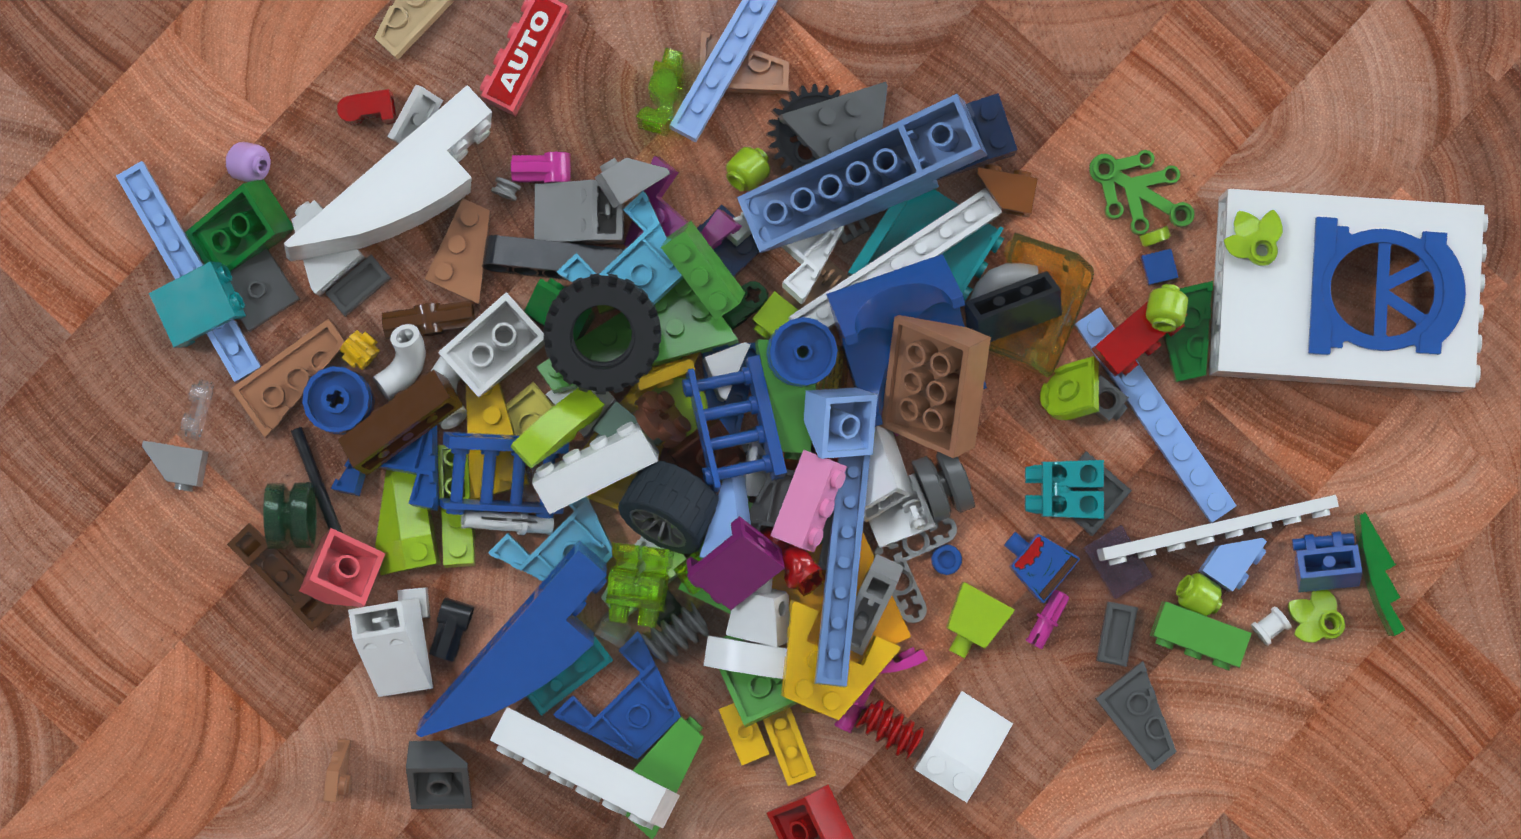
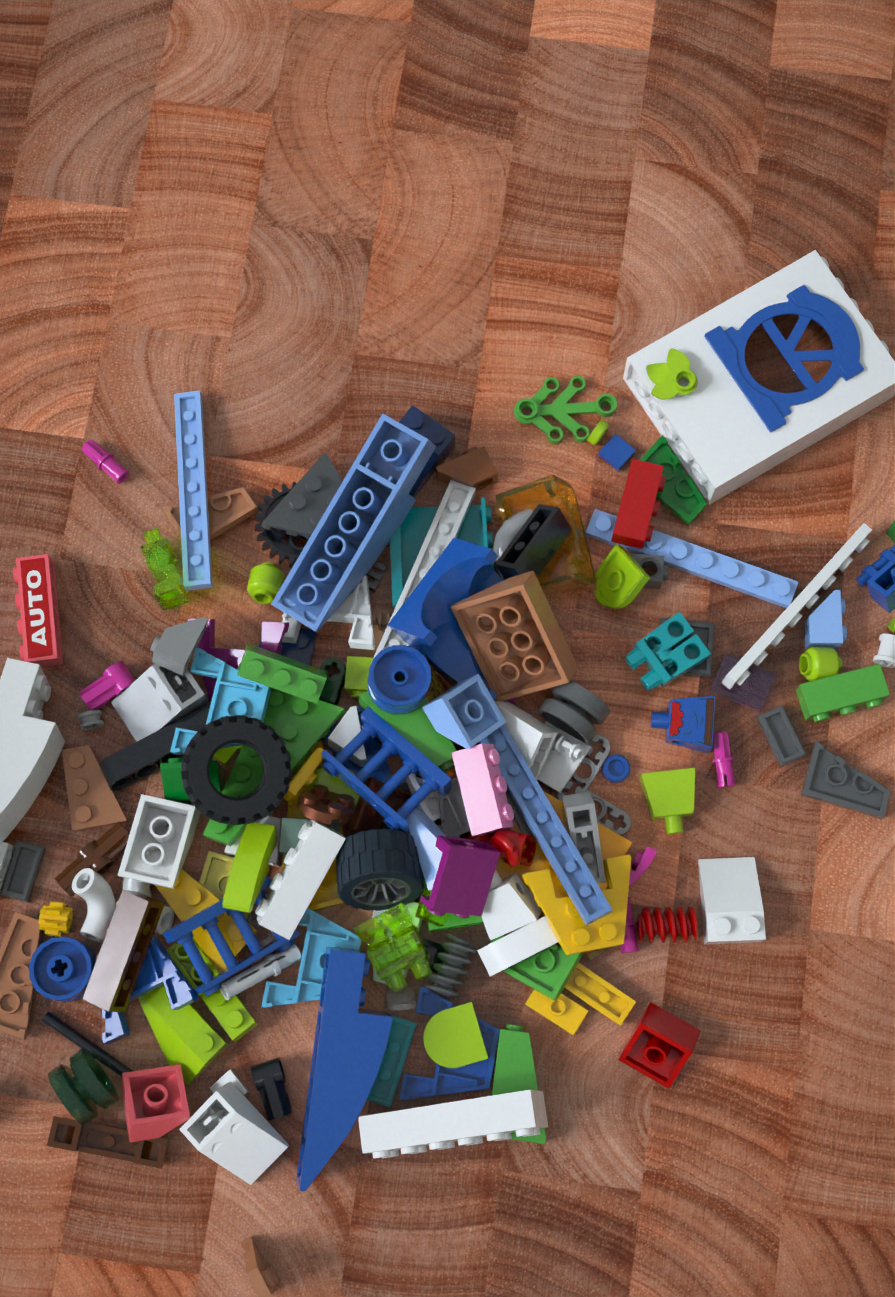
camera: 35 degrees left, 10 degrees down
(437, 777) = (341, 1216): dark grey slope -> none
(637, 696) = (454, 1037): none -> lime tile
(1167, 308) = (645, 468): lime head -> none

